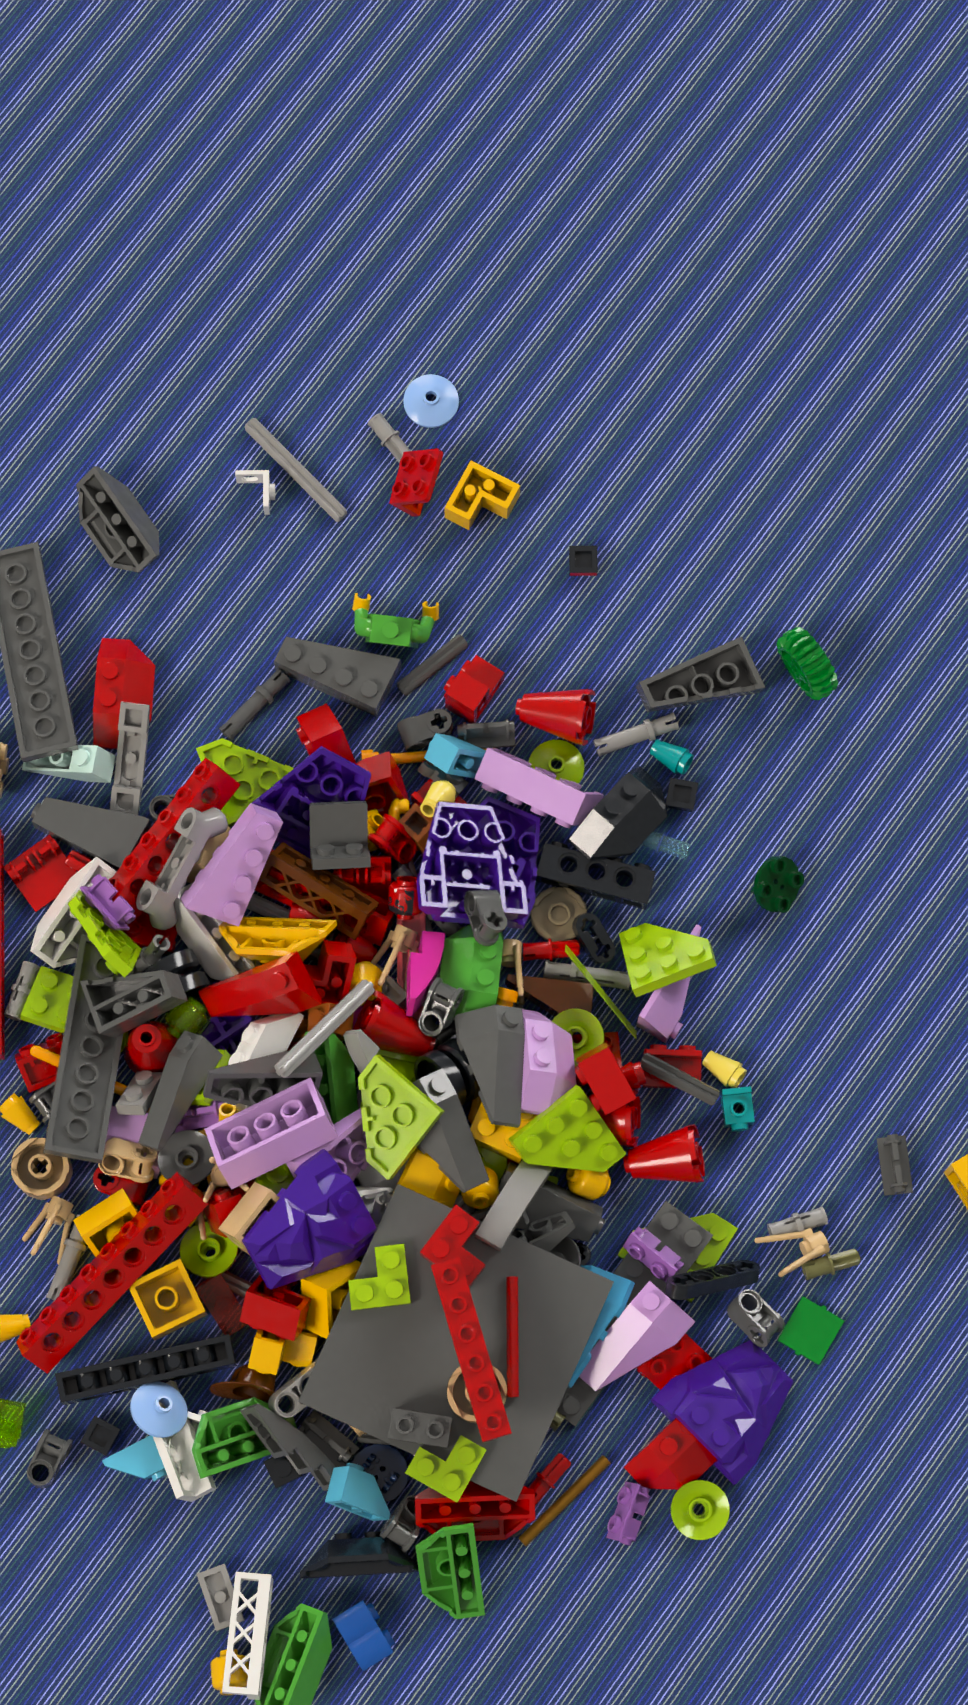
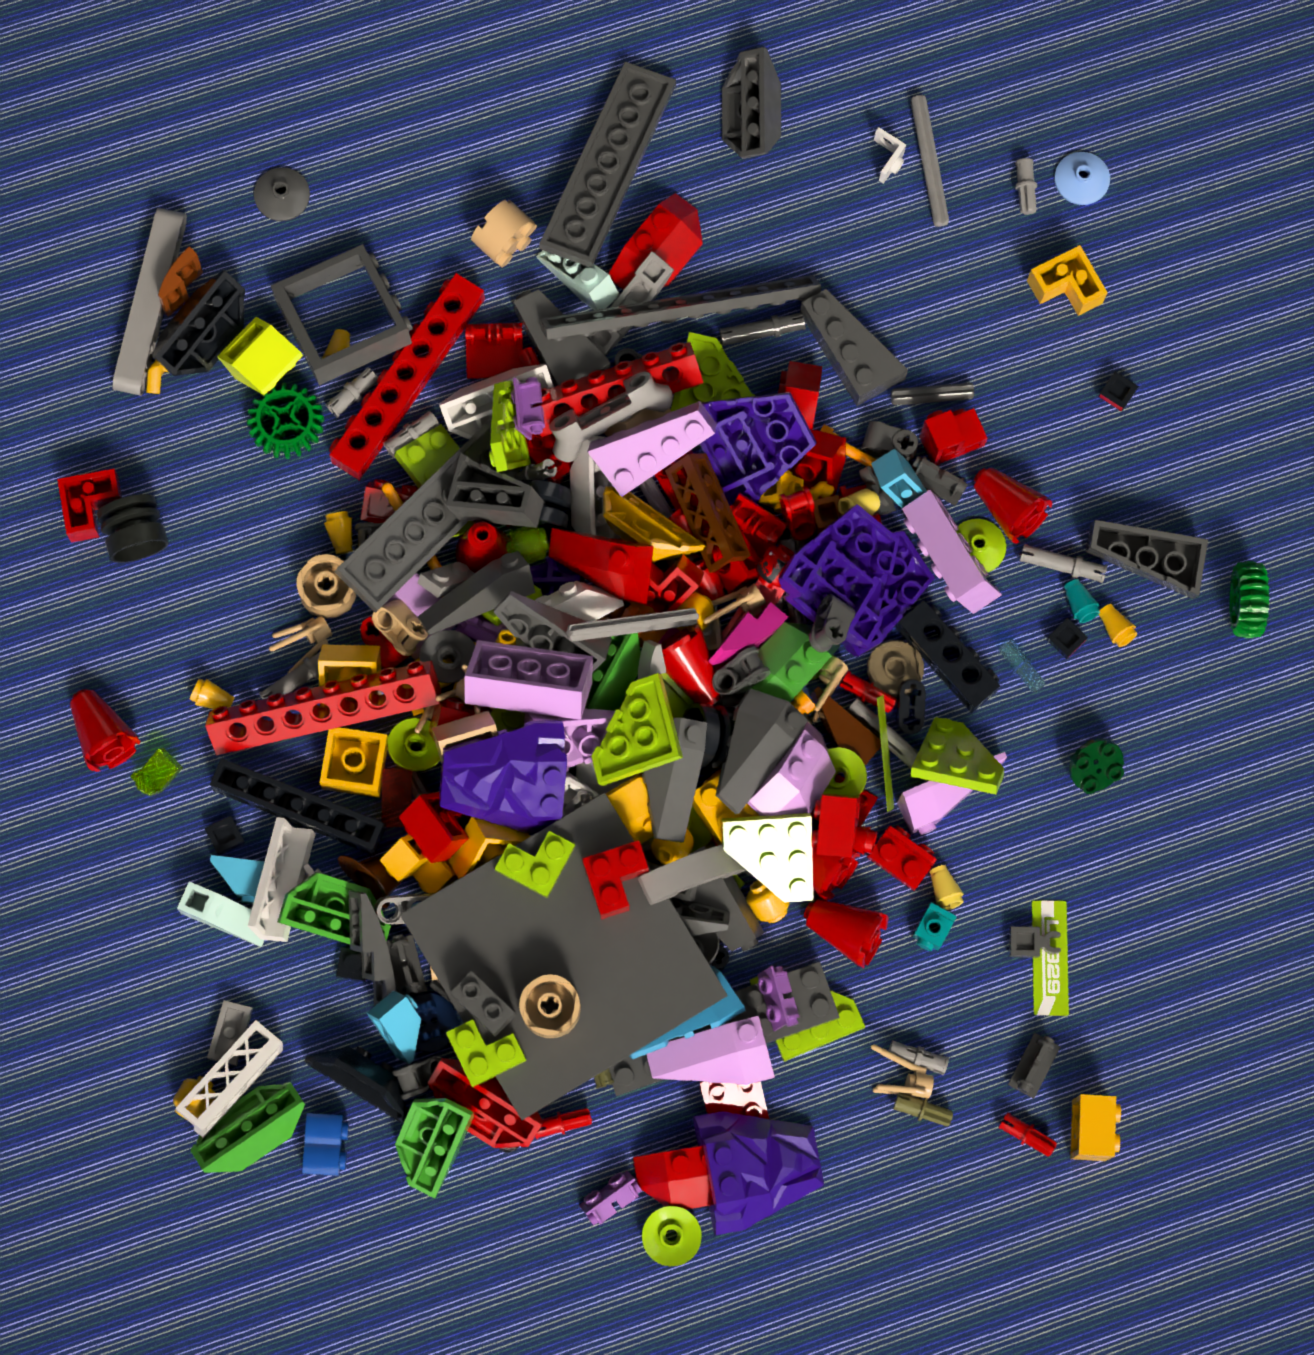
camera: 30 degrees right, 0 degrees up
(48, 1457) = (170, 823): dark grey piece -> none
(142, 1504) = (217, 912): none -> light aqua slope
(153, 1418) = (274, 848): light blue dish -> none
(174, 733) = (670, 309): none -> dark grey plate
(339, 835) = (755, 477): dark grey bracket -> none
(393, 629) = (919, 342): bright green torso -> none
(415, 480) = (1022, 232): red bracket -> none
(471, 1349) = (567, 966): red brick -> none
(512, 1336) = (612, 982): red bar -> none
(564, 1500) = (565, 1150): pearl gold bar -> none
(622, 817) = (1003, 622): black wedge -> none
(679, 1079) = (901, 870): dark grey axle -> none
(712, 1279) = (813, 1052): black beam -> none
(716, 757) = (1118, 626): none -> yellow cone
(755, 1318) = (828, 1110): dark grey piece -> none
(810, 1330) = (867, 1153): green piece -> none
(821, 1068) = (1027, 942): none -> dark grey plate
(847, 1068) = (1049, 970): none -> lime sticker
(929, 1225) = (1028, 1135): none -> red axle

